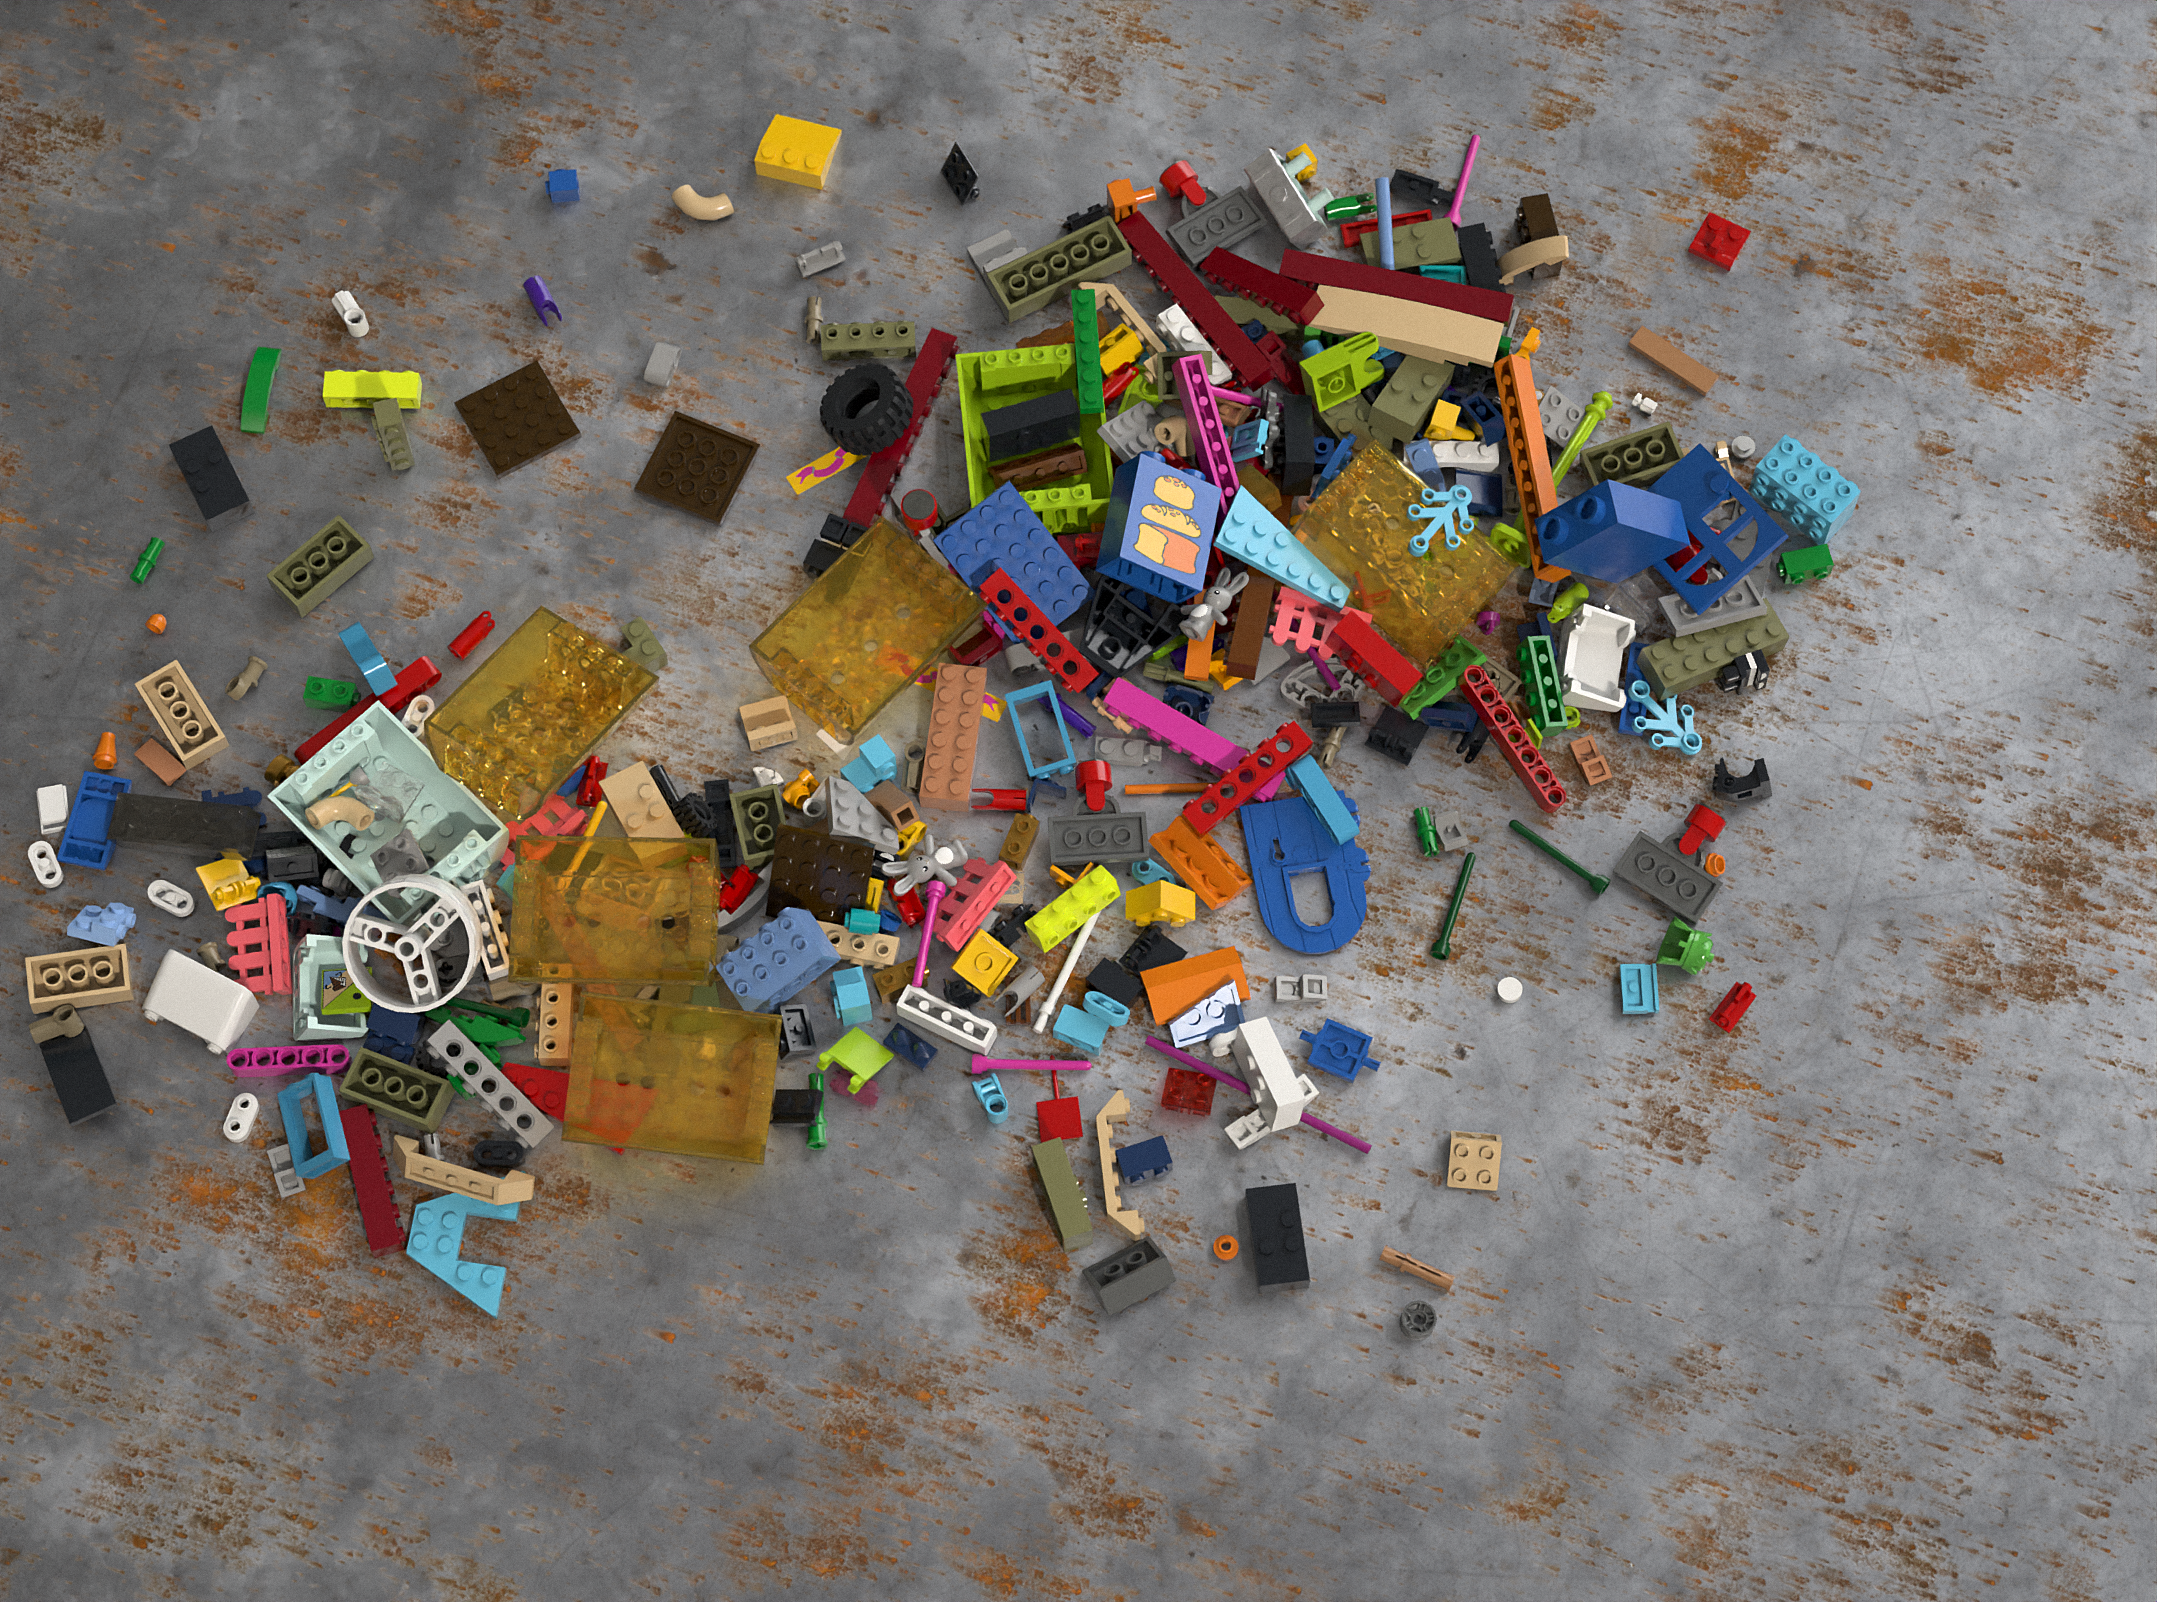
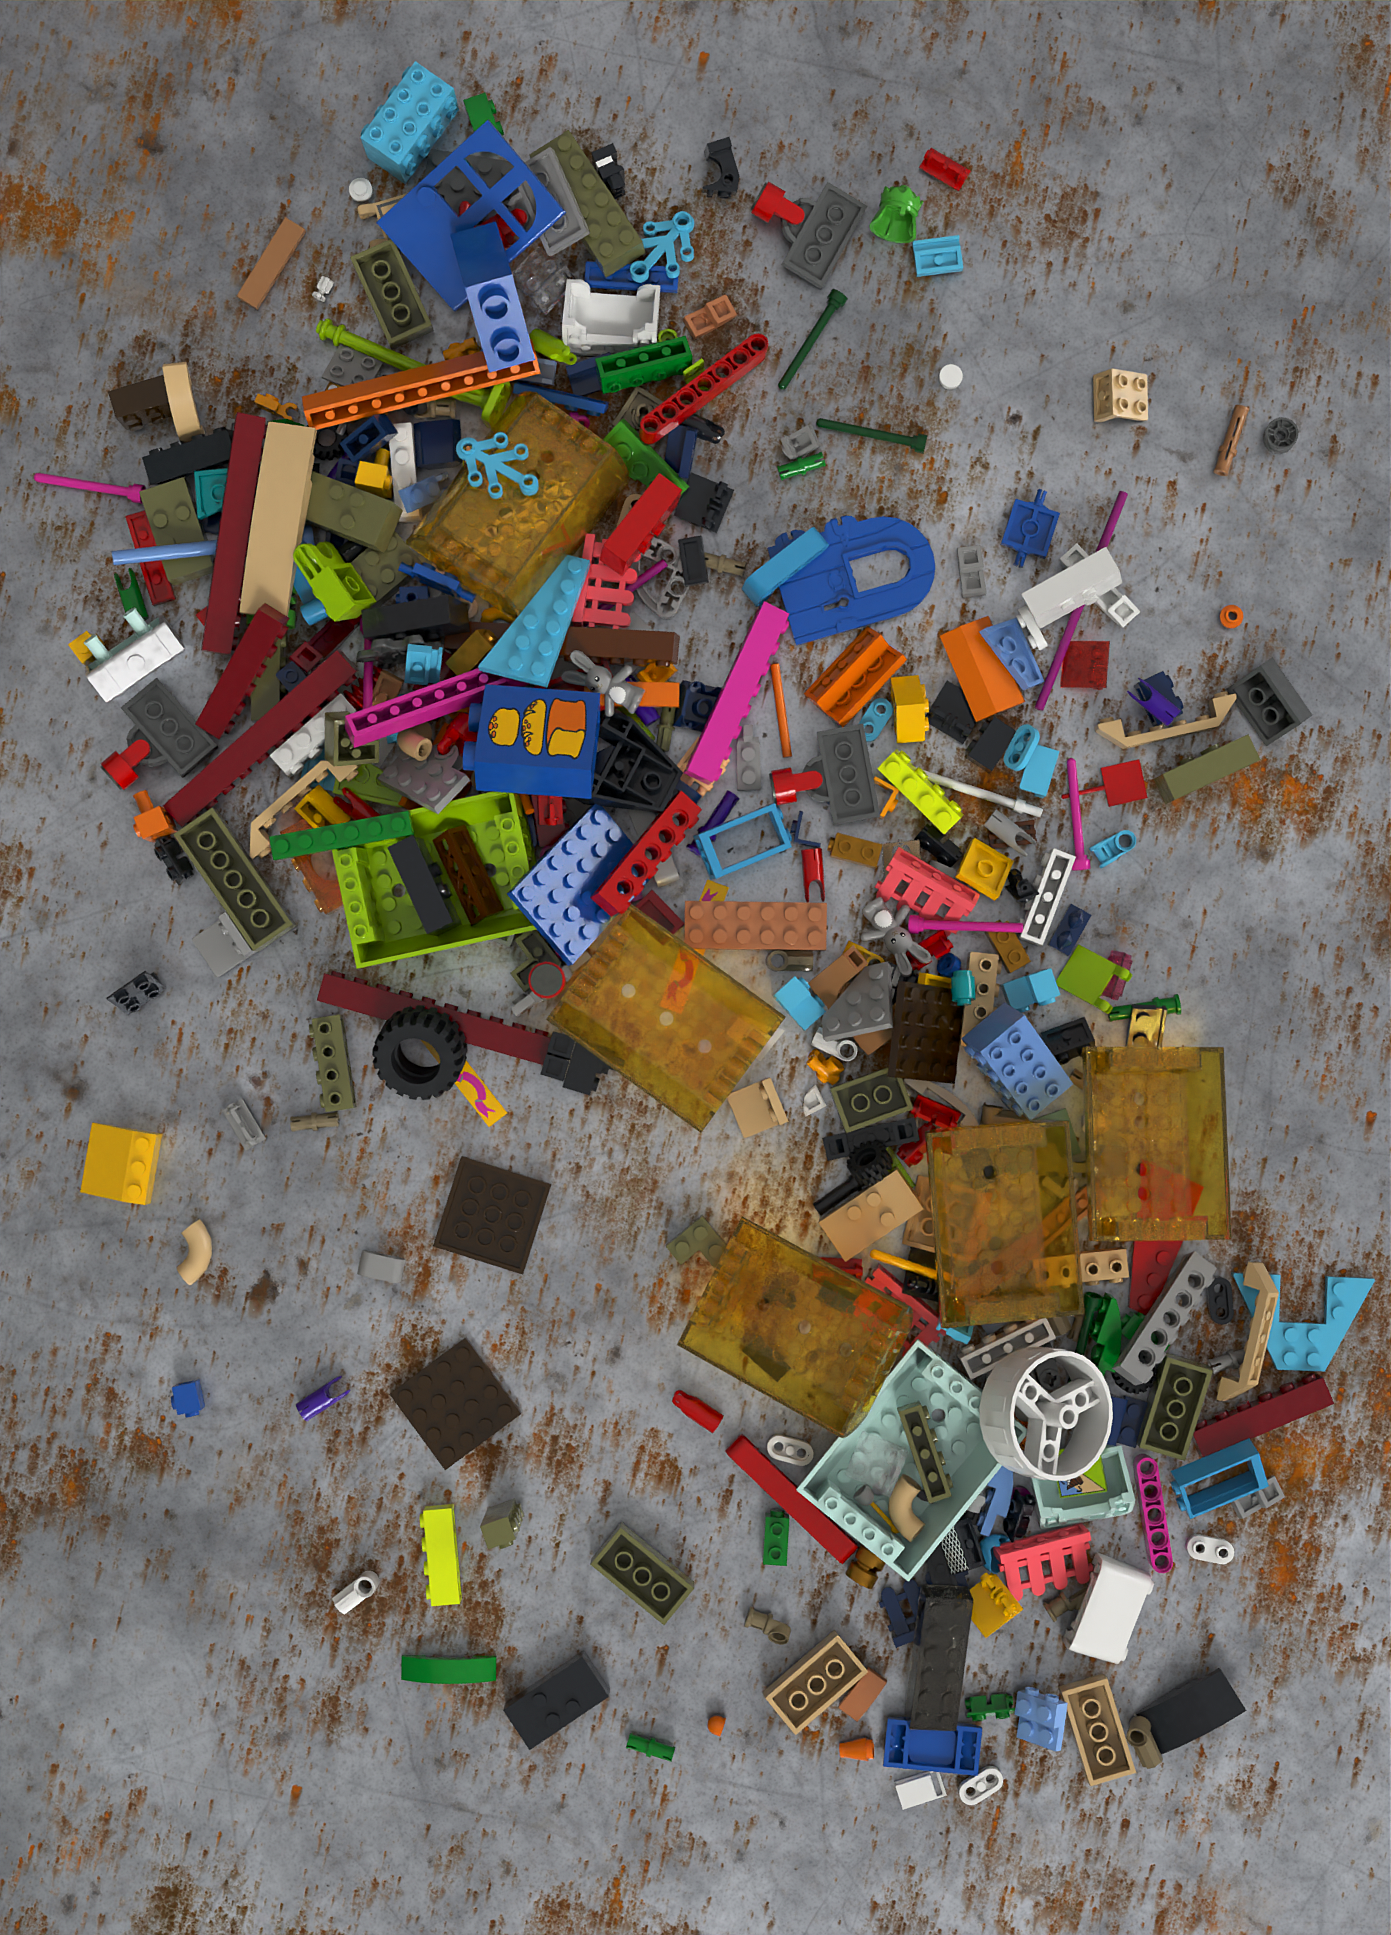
camera: 100 degrees left, 20 degrees up
(122, 871) = (980, 1710): none -> green hinge
(173, 898) = (1001, 1655): white plate -> none
(367, 659) = (754, 1499): dark azure beam -> none
(369, 836) = (922, 1446): none -> olive brick
(399, 858) = (959, 1440): light grey bracket -> none
(1136, 1146) = (1157, 705): none -> dark purple piece
(1203, 822) = (775, 622): red brick -> none
(1277, 1238) = (1220, 569): black brick -> none
(1420, 189) = (103, 528): black hinge -> none
(1515, 609) = (570, 401): none -> blue plate
(1714, 864) = (806, 191): orange plate -> none
(1719, 241) = (131, 226): red hinge -> none

